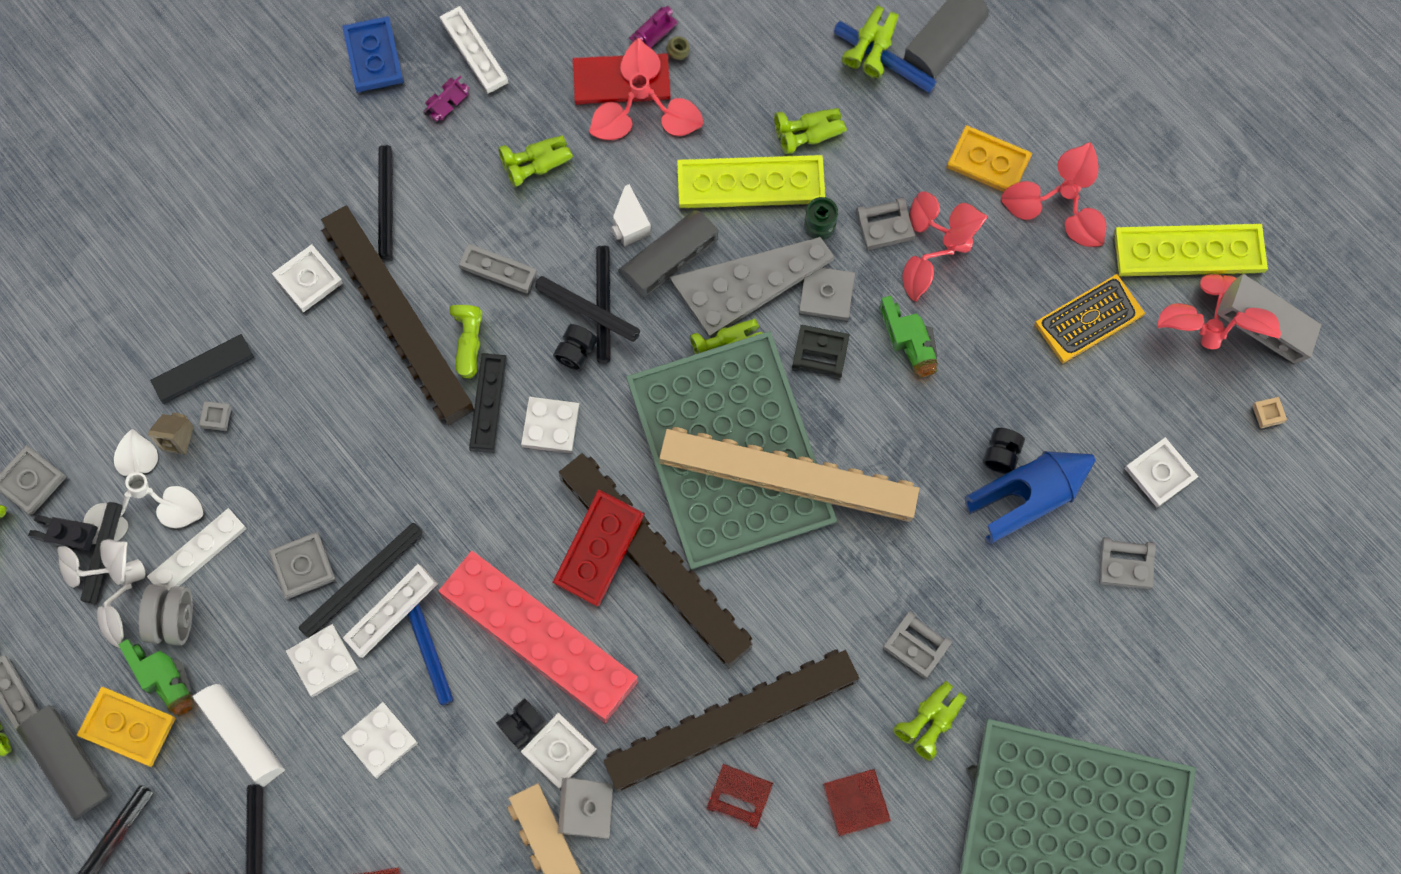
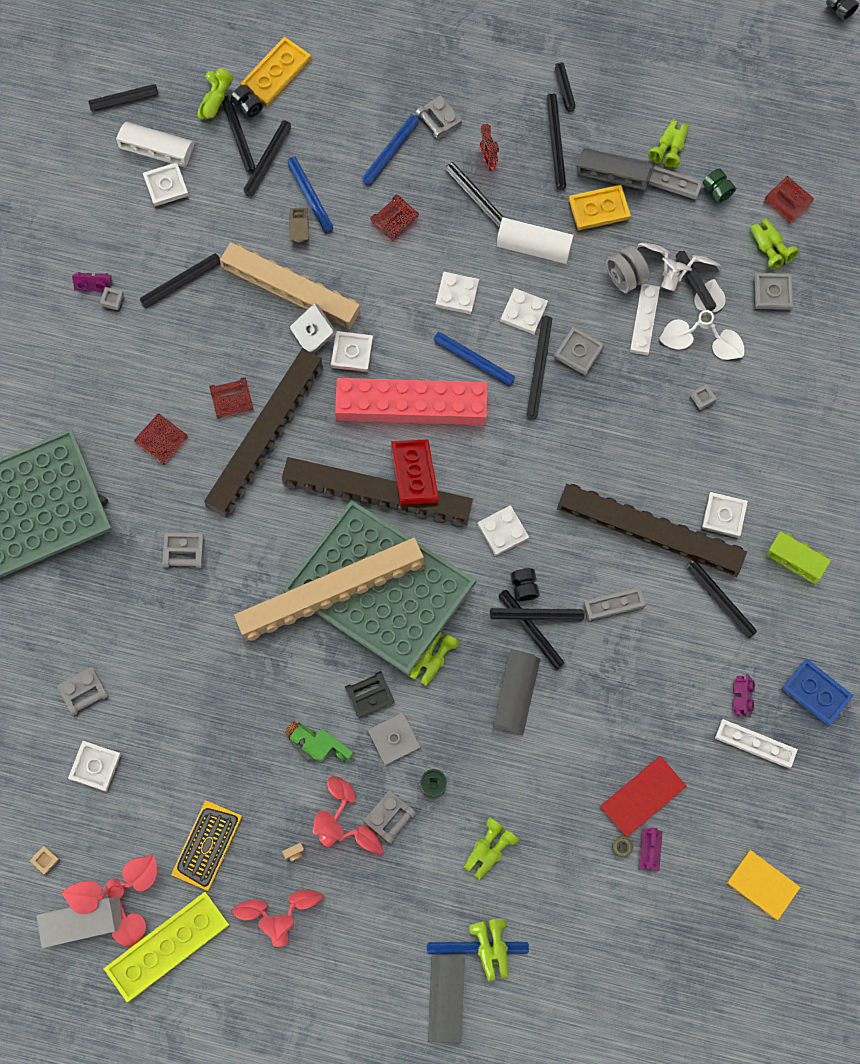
camera: 145 degrees right, 0 degrees up
(65, 533) = (725, 275): black hinge -> none
(160, 675) = (604, 244): bright green plate -> none
(172, 433) = (717, 366): dark tan slope -> none
(202, 368) = (737, 420): black tile -> none
(272, 185) = (798, 557): none -> lime brick
(390, 610) = (506, 357): white plate -> none
(469, 340) = (603, 554): lime piece -> none
(488, 403) = (551, 518): black tile -> none
(528, 716) = (383, 349): black wheel -> none
(542, 155) = (645, 695): lime piece -> none
(630, 219) = (558, 696): white slope -> none
(638, 67) = (627, 761): coral plant -> none
(736, 288) = (453, 700): light grey wing -> none
(750, 181) = (499, 781): neon yellow plate -> none
(942, 721) = (148, 517): lime piece -> none
(988, 159) = (350, 918): yellow tile -> none
(1004, 447) = (206, 706): black wheel -> none
(1006, 251) = (294, 852): none -> tan plate
(1041, 484) = (165, 697): blue piece -> none

